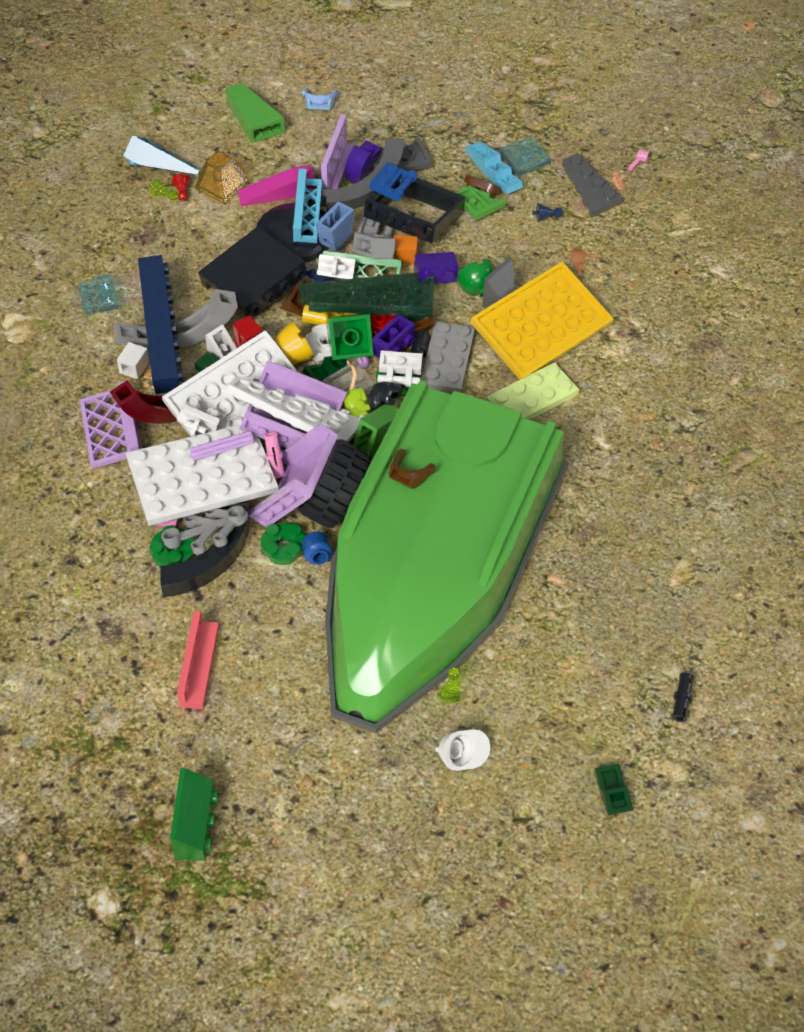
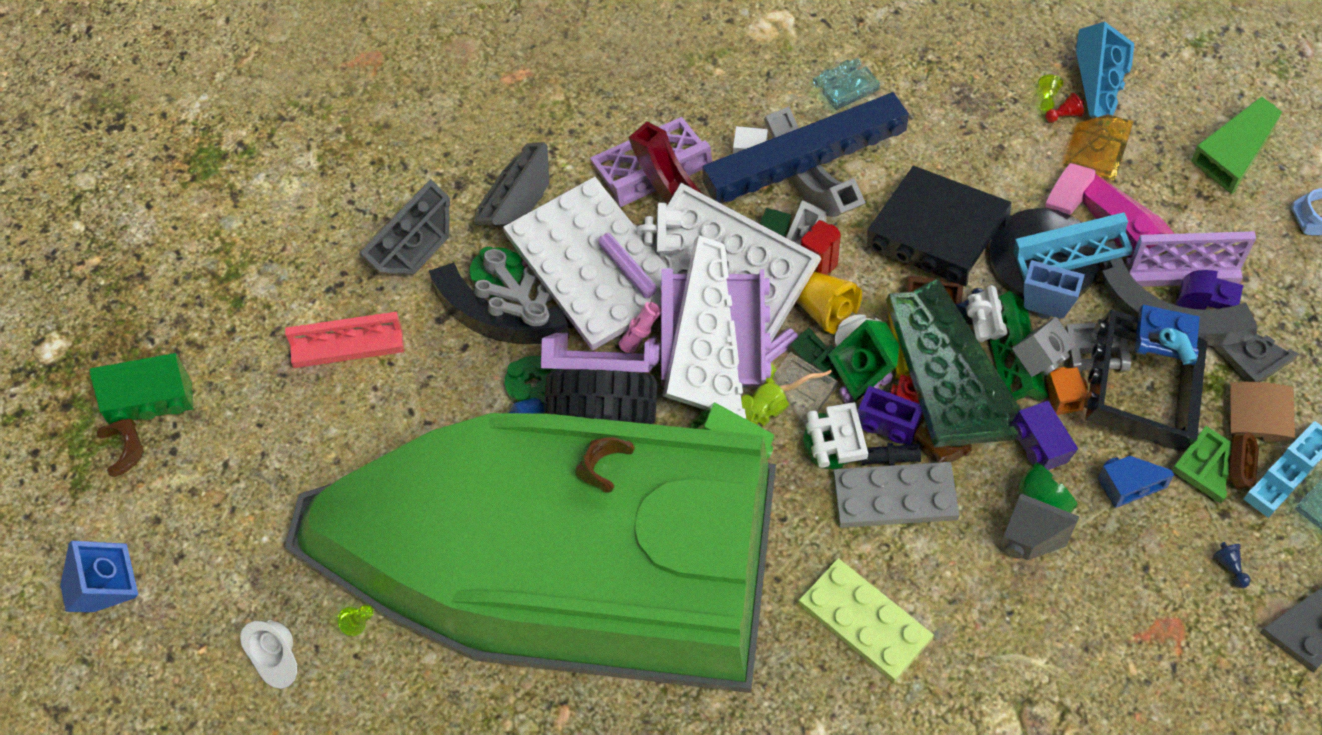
camera: 80 degrees right, 5 degrees up
(101, 517) = (517, 187): none -> dark grey wedge
(110, 594) = (411, 233): none -> dark grey wedge
(235, 833) = (132, 446): none -> reddish brown helmet
(250, 202) = (1069, 188): none -> bright pink slope
(359, 875) = (97, 576): none -> blue slope
(382, 394) = (788, 424): black hair -> none
(404, 174) = (1179, 342): none -> medium azure arm
(450, 167) = (1263, 410): none -> medium nougat slope
(478, 238) = (1132, 479): none -> blue slope
(541, 321) = (1000, 599): yellow plate -> none

